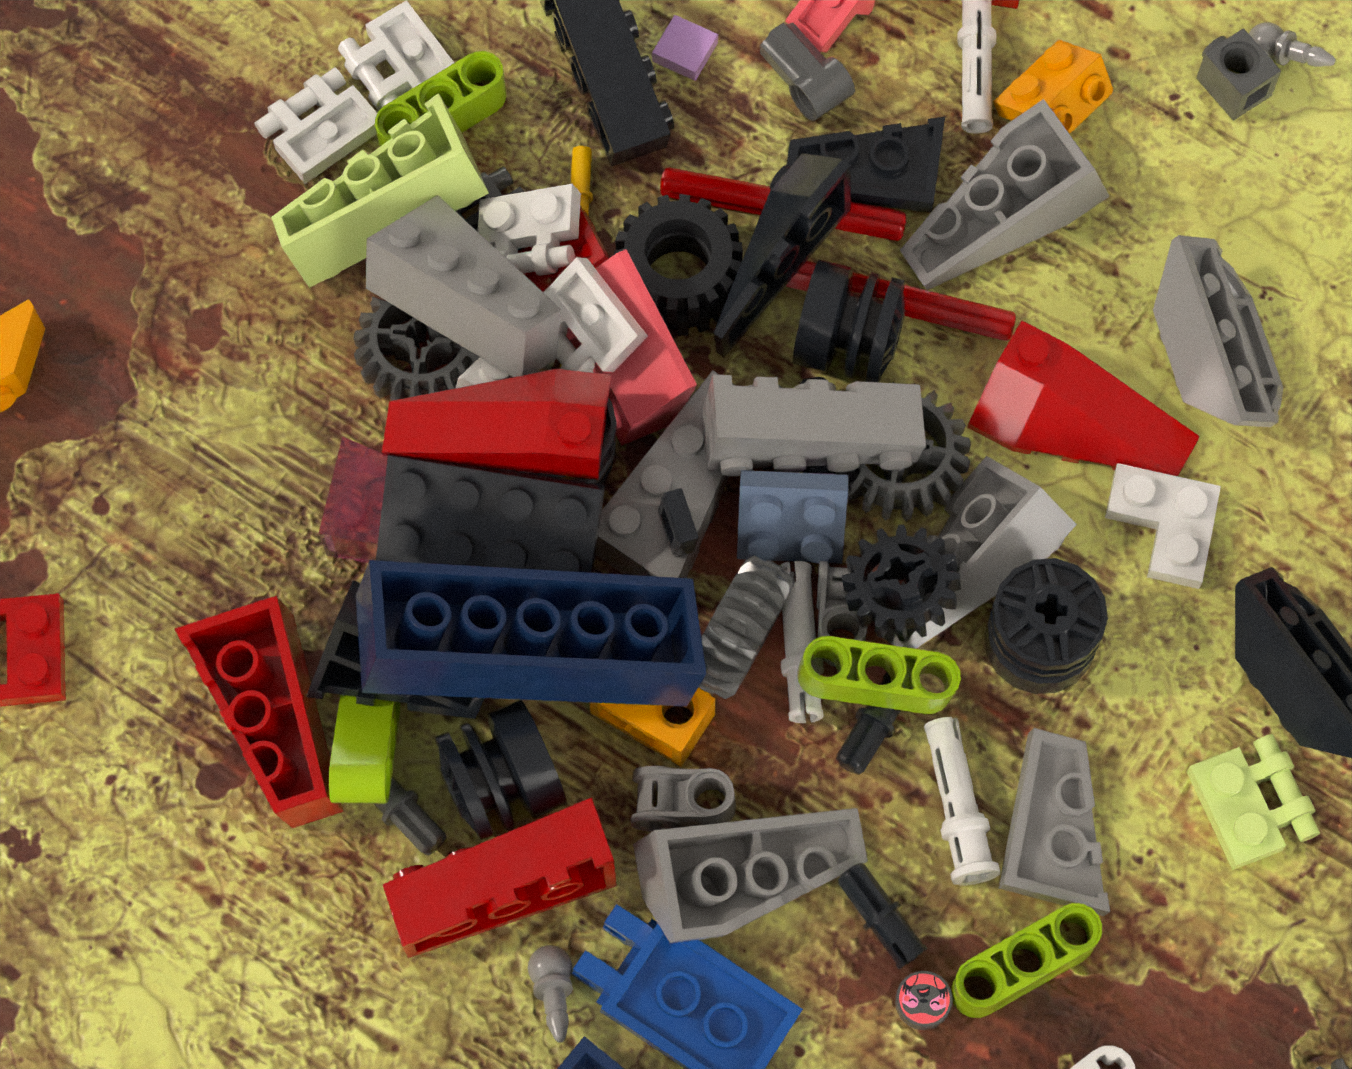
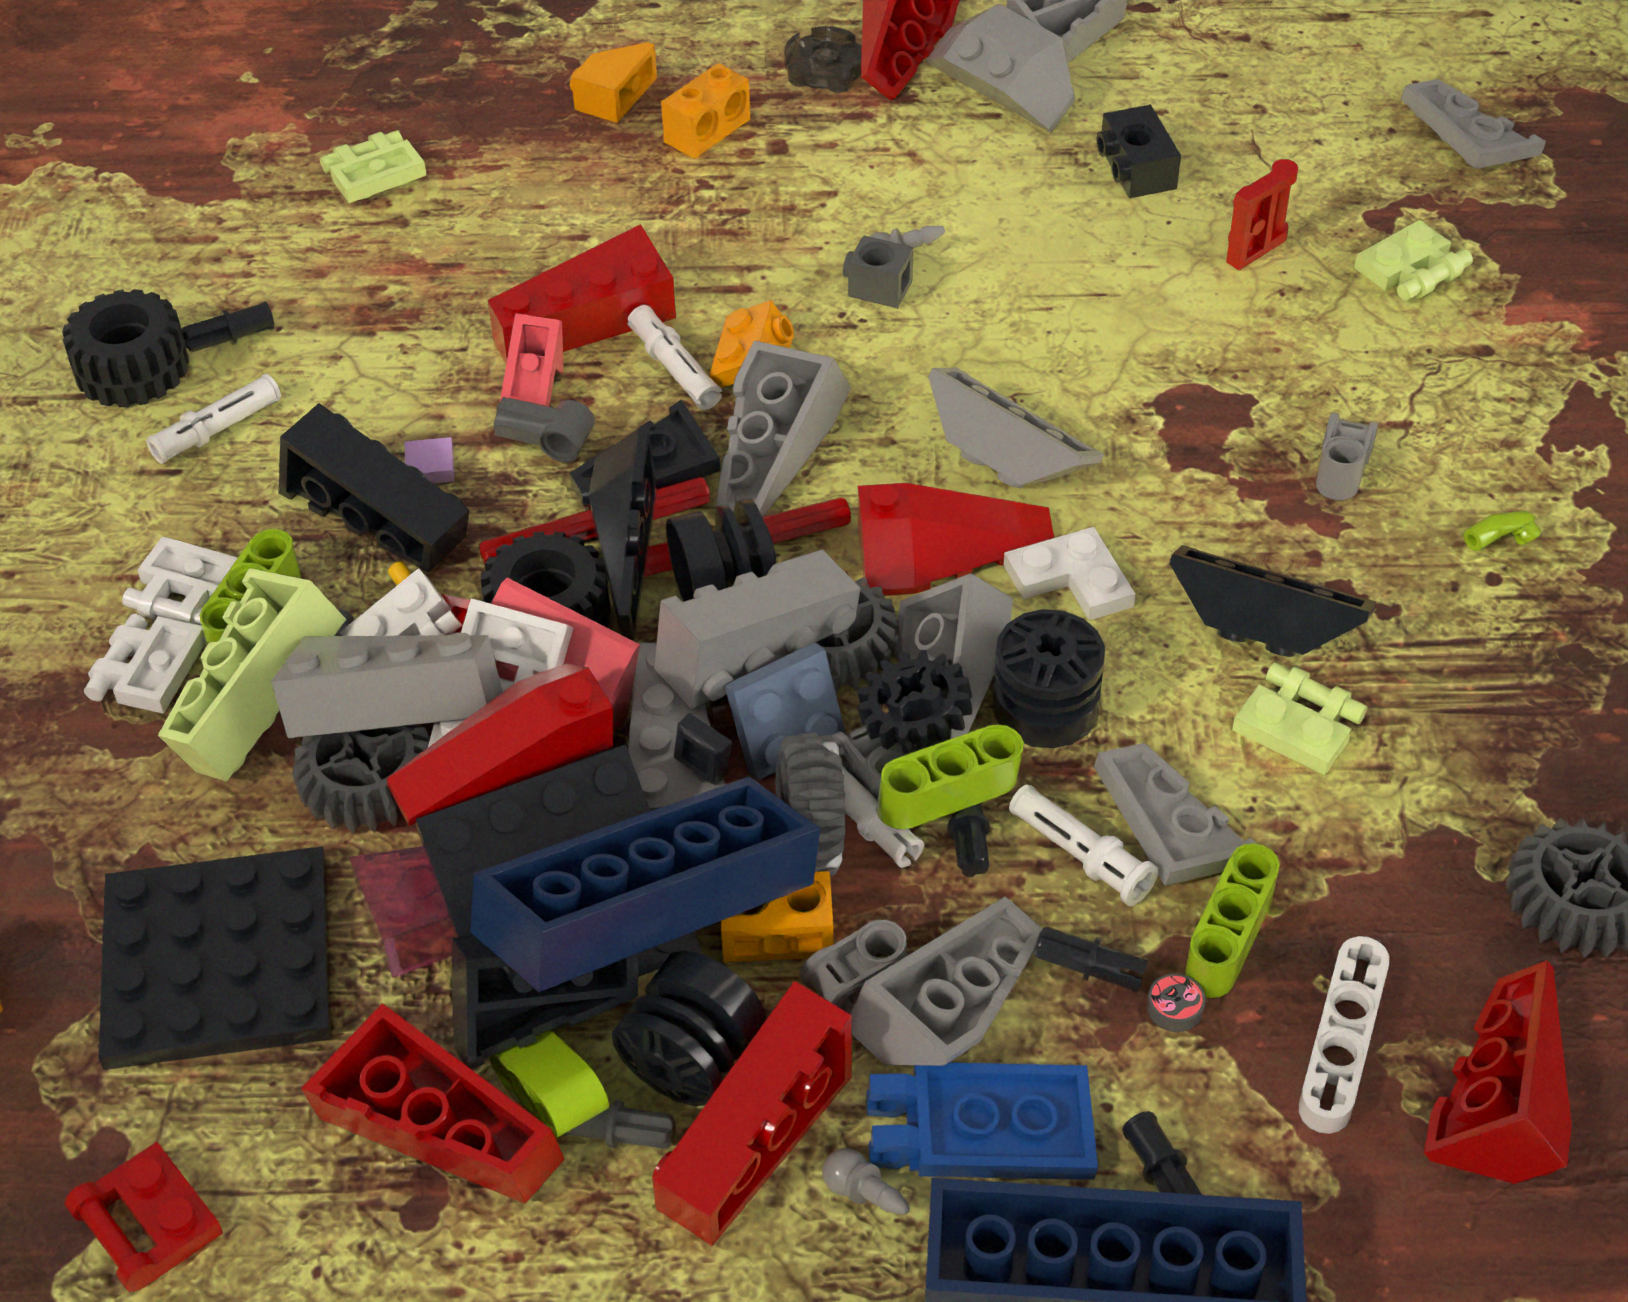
camera: 35 degrees left, 20 degrees down
(205, 449) = (215, 958): none -> black plate

